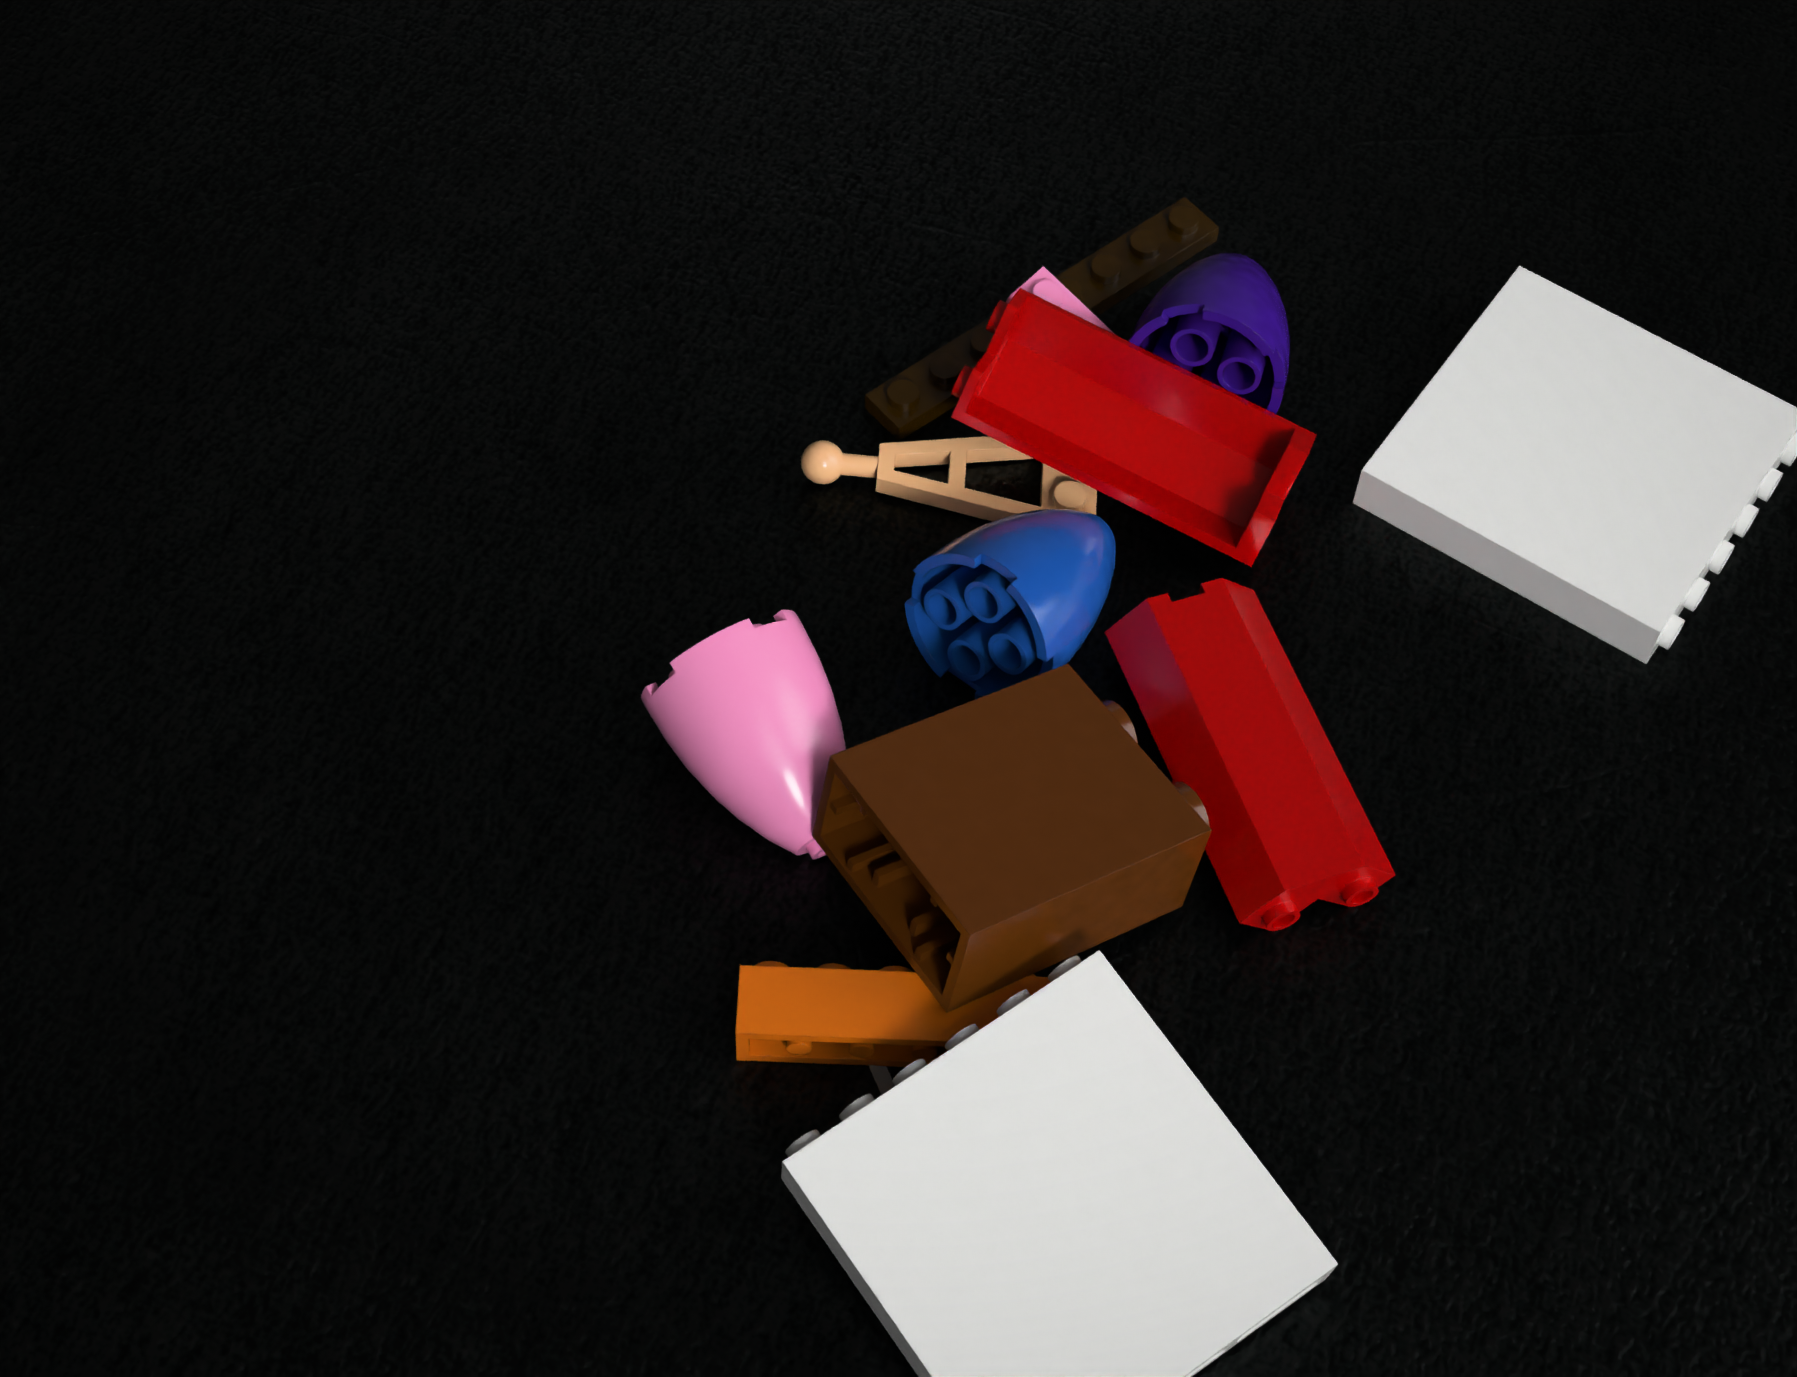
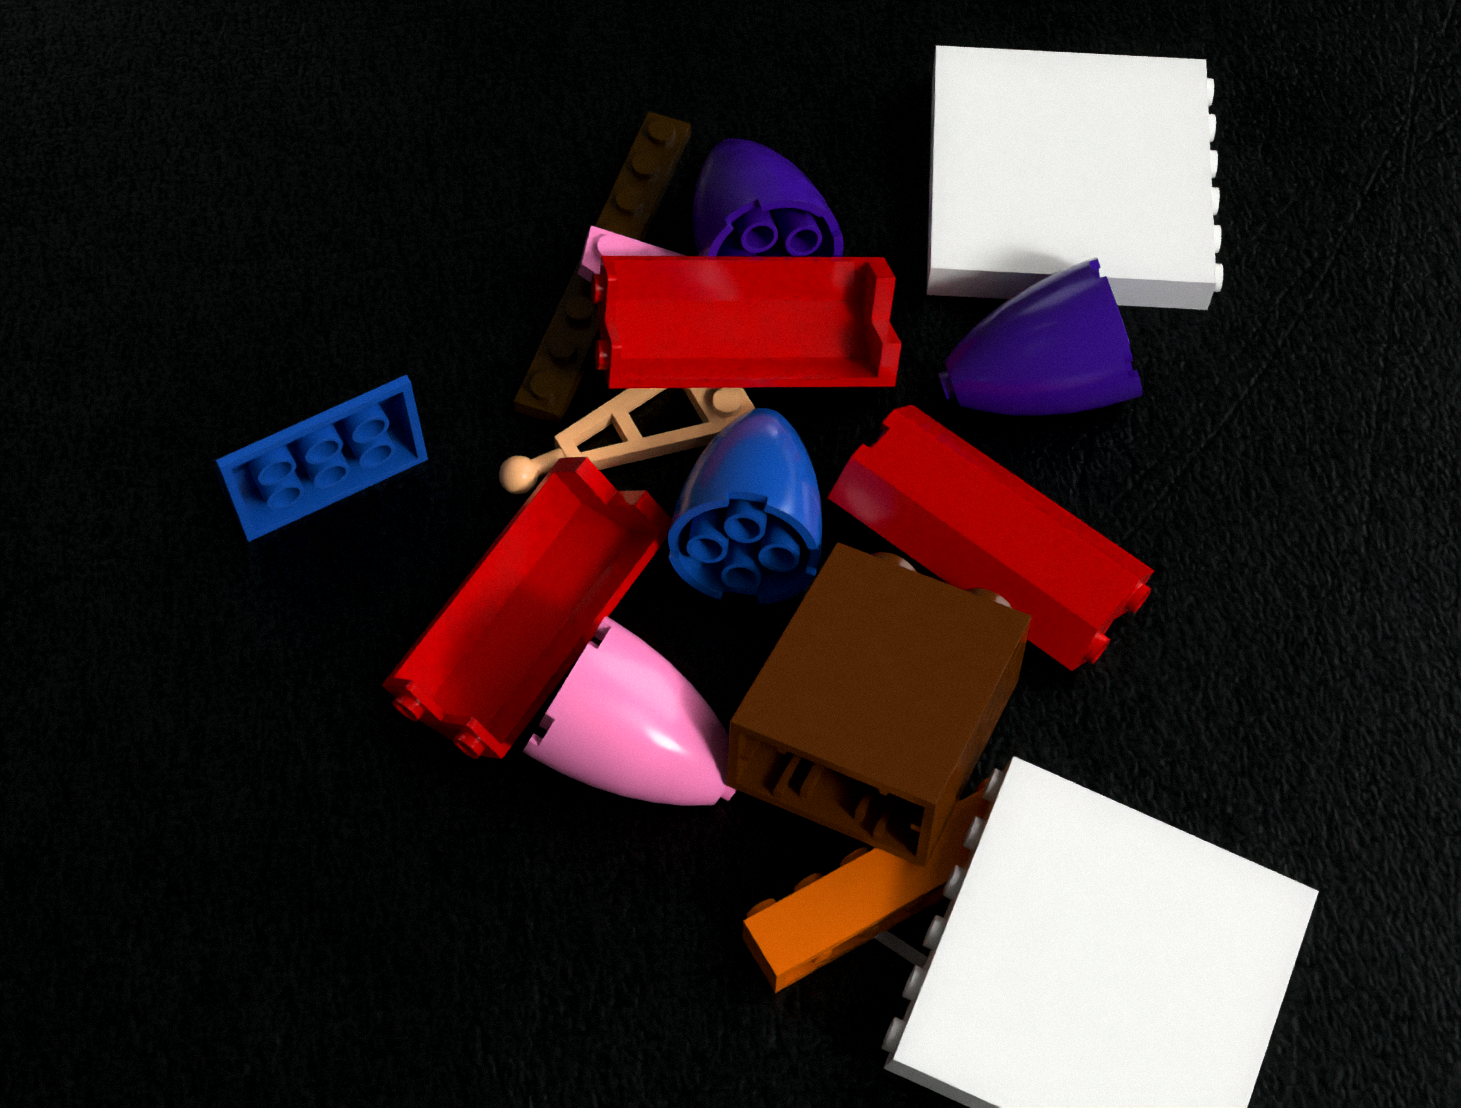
camera: 30 degrees left, 5 degrees up
(642, 346) = (323, 459): none -> blue slope
(802, 552) = (528, 609): none -> red panel
(1430, 607) = (1046, 350): none -> dark purple cylinder

